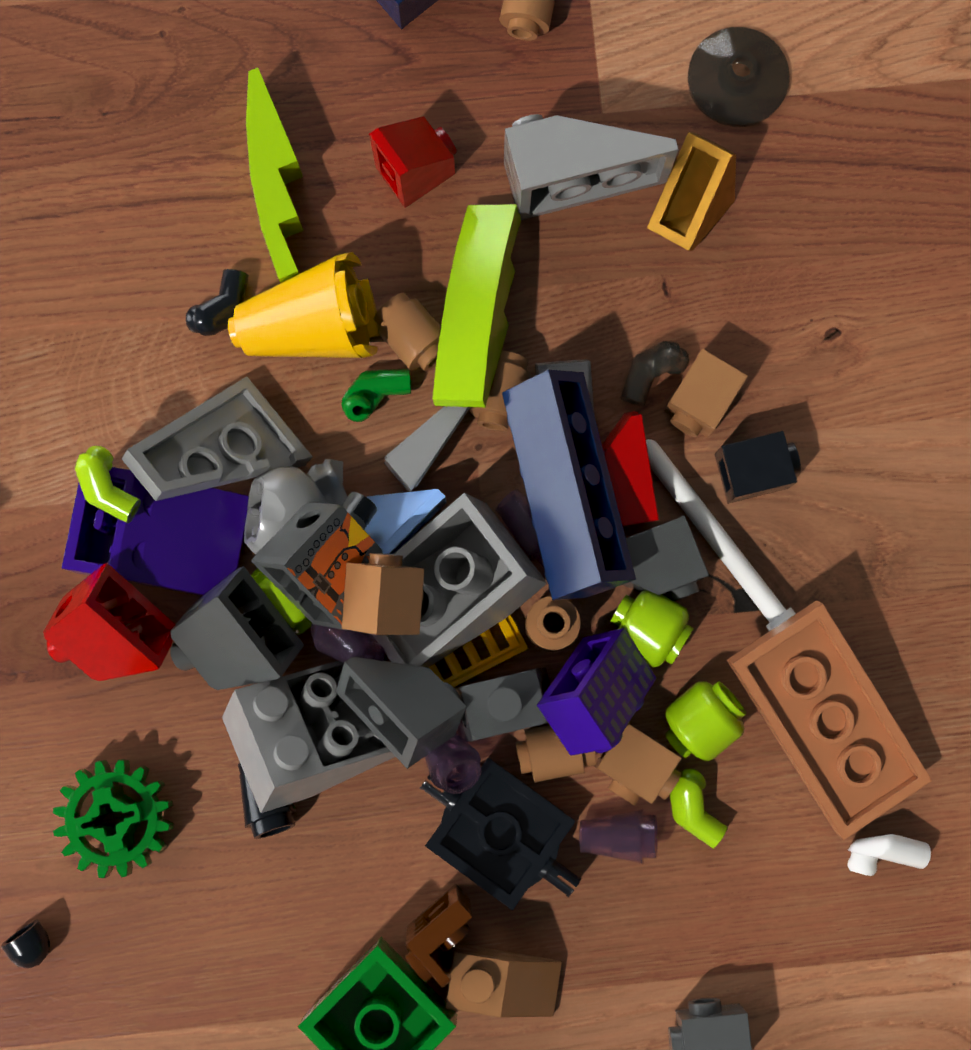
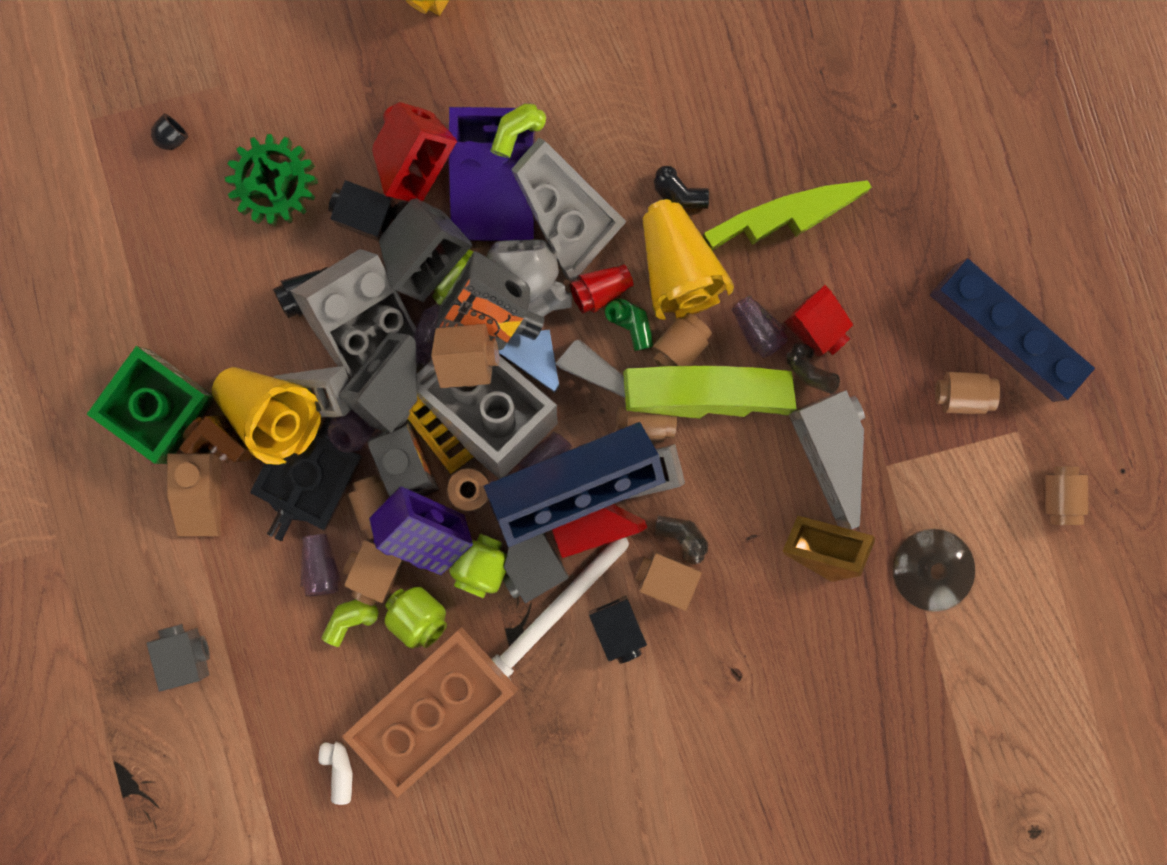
camera: 80 degrees right, 5 degrees up
(173, 707) = (361, 210): none -> black brick
(324, 423) = (600, 287): none -> red cone
(383, 774) = (331, 379): none -> light grey slope
(407, 234) = (759, 327): none -> cone
(413, 867) = (267, 413): none -> yellow cone
(472, 186) = (810, 375): none -> clear smoke arm

